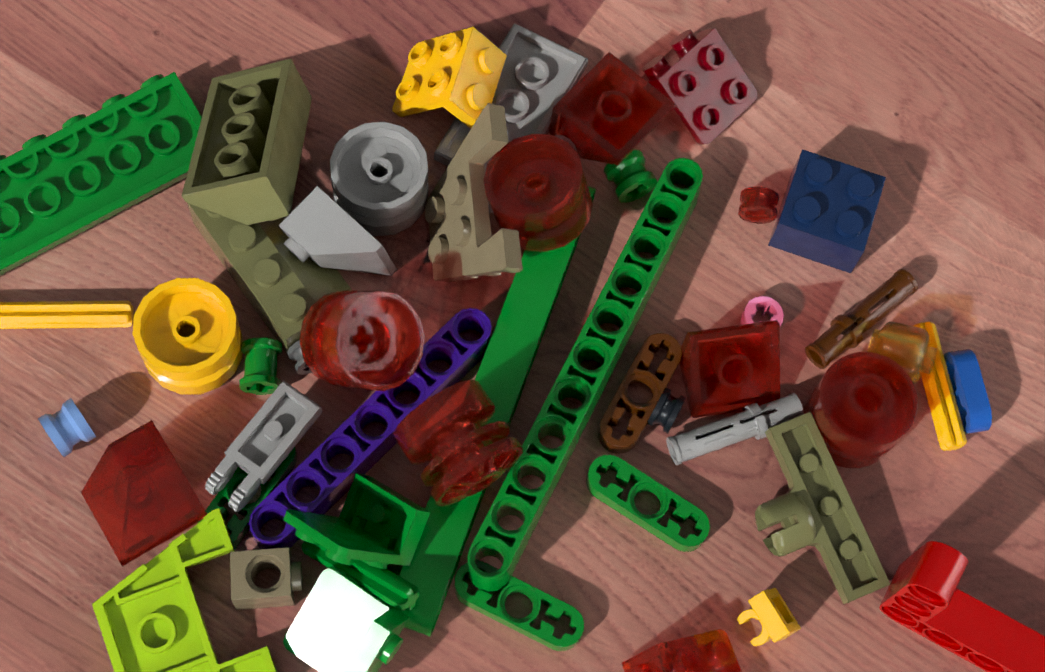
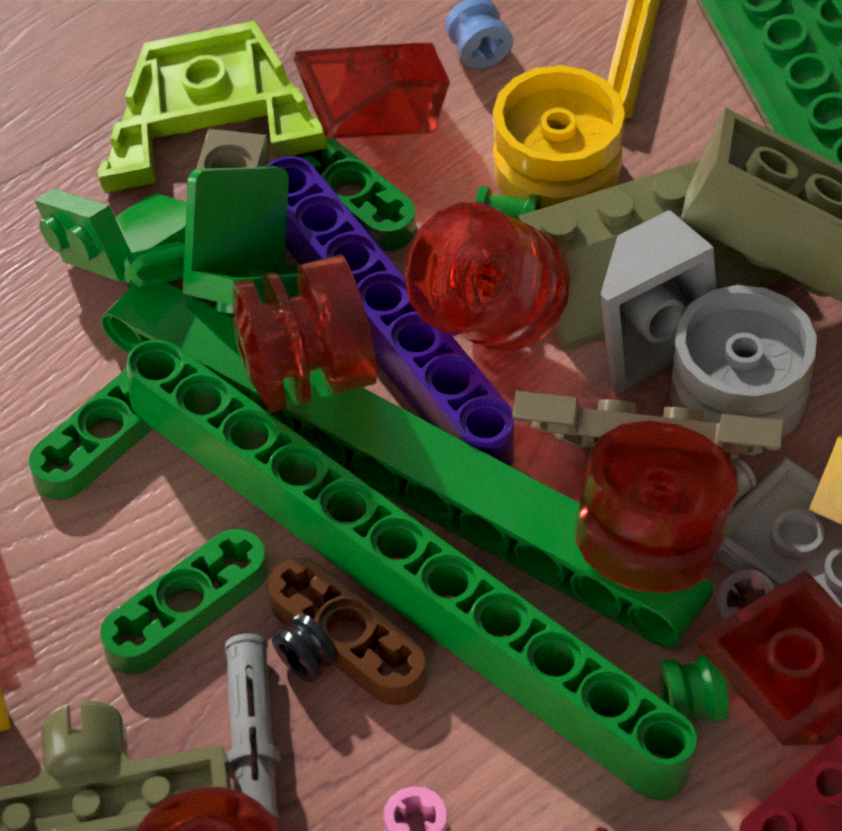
camera: 115 degrees right, 15 degrees down
(264, 443) = (384, 182): light grey hinge -> none
(731, 367) = (339, 746): clear red slope -> none

